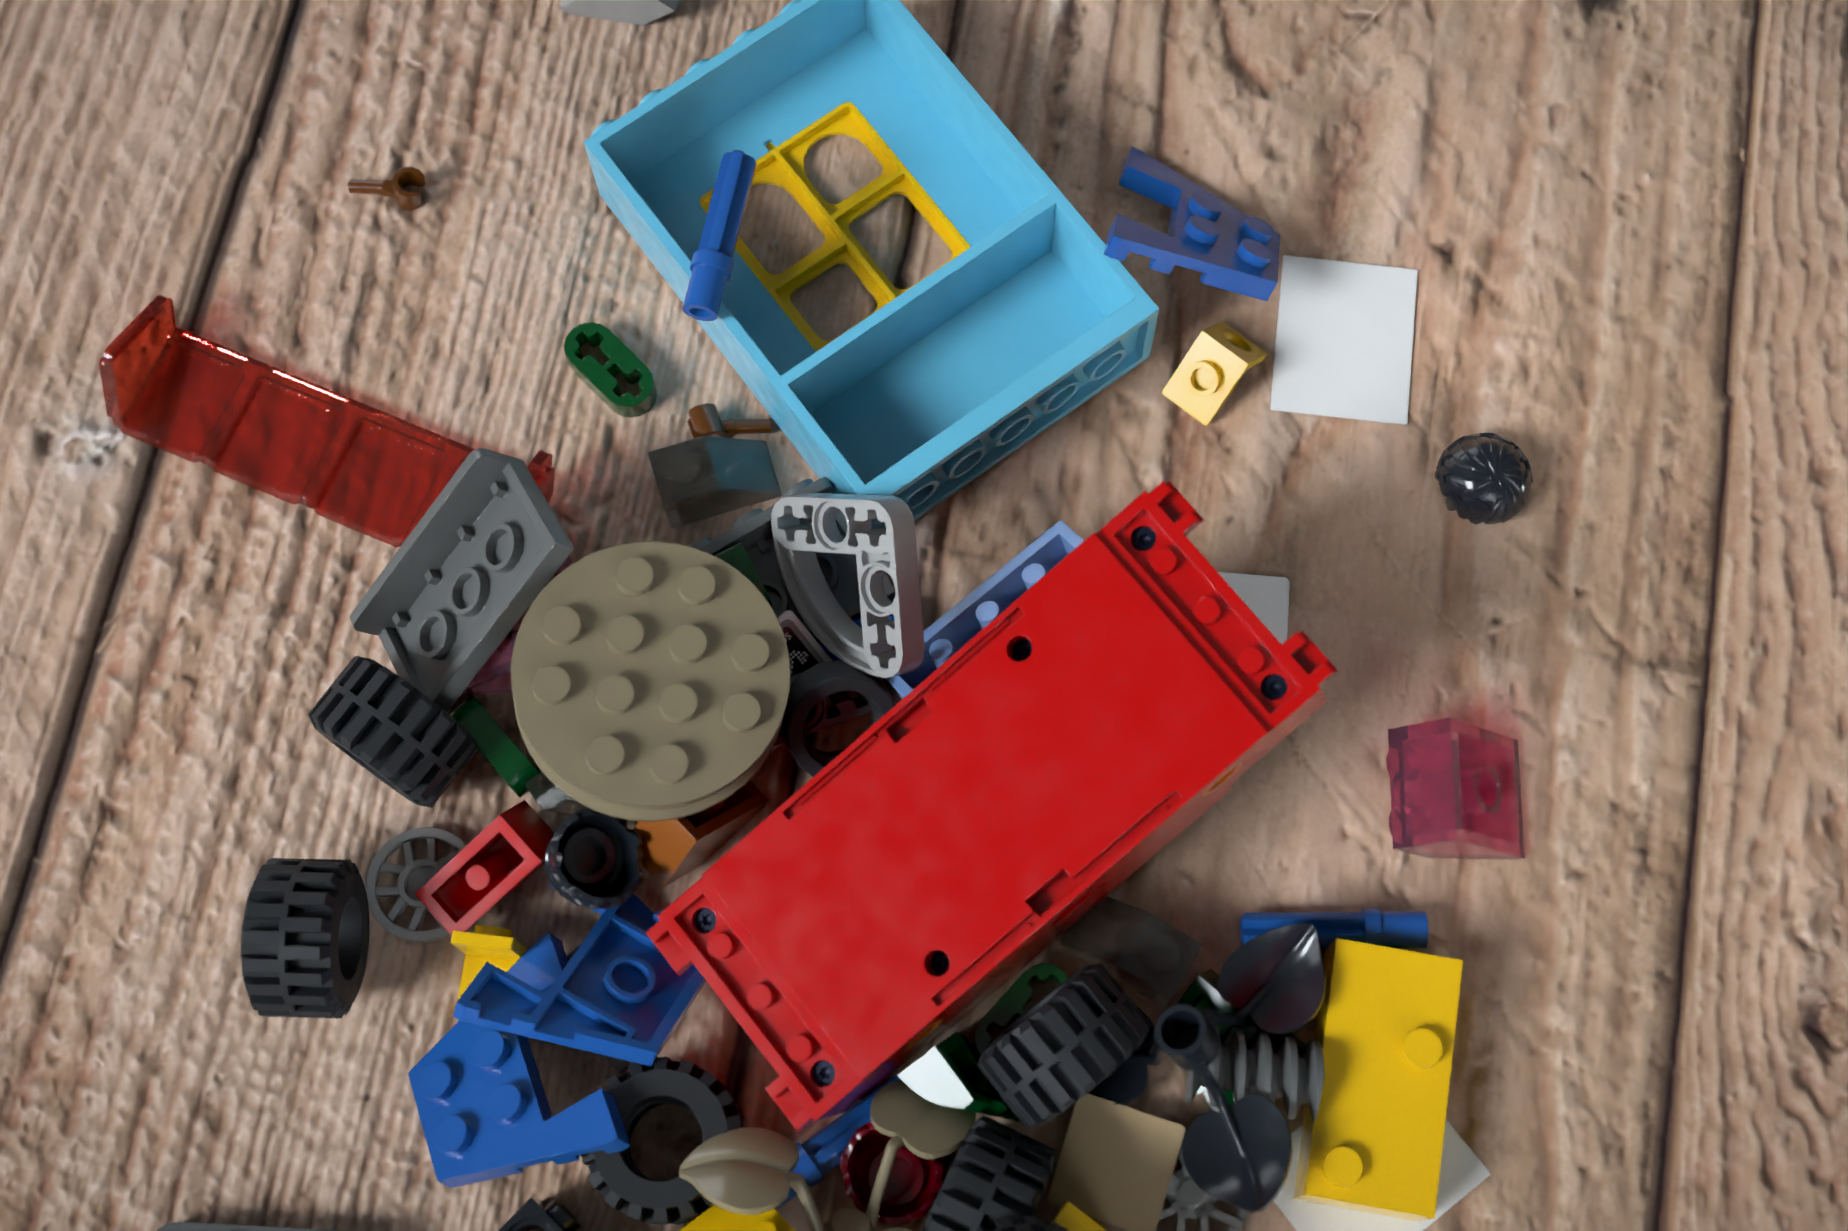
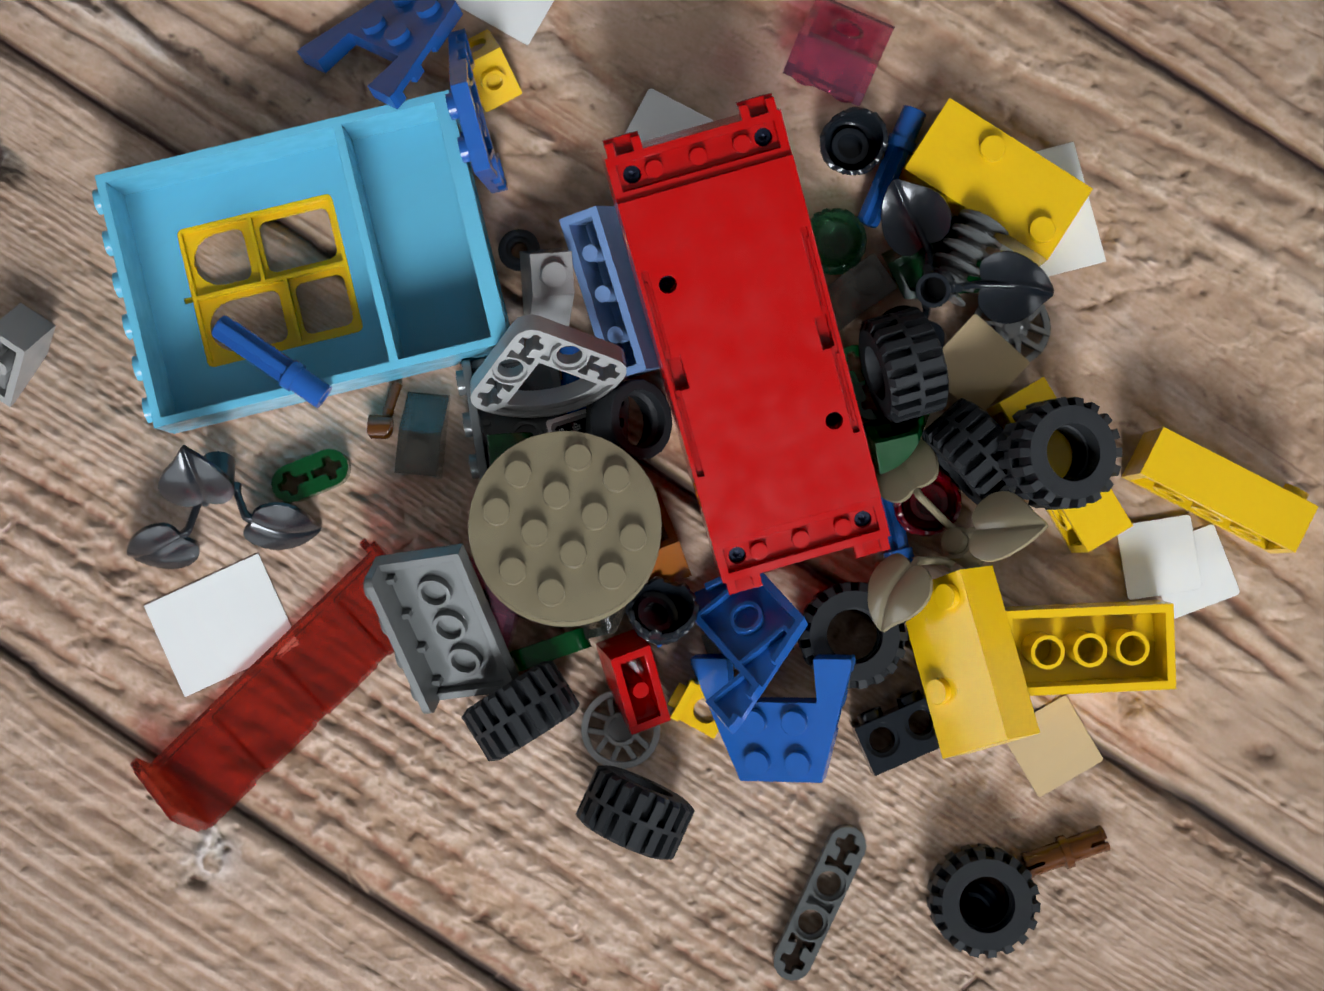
camera: 70 degrees left, 15 degrees up
(383, 340) = (218, 624): none -> white sticker
(393, 188) = (104, 578): reddish brown hand -> none
(526, 203) = (207, 480): none -> black plant
(966, 546) = (548, 283): none -> light grey slope
(1009, 485) = (511, 239): none -> black plate
(1128, 348) = (465, 105): none -> blue wing
(1196, 890) = (839, 239): none -> clear green hair
(1342, 862) = (854, 141): none -> black hair

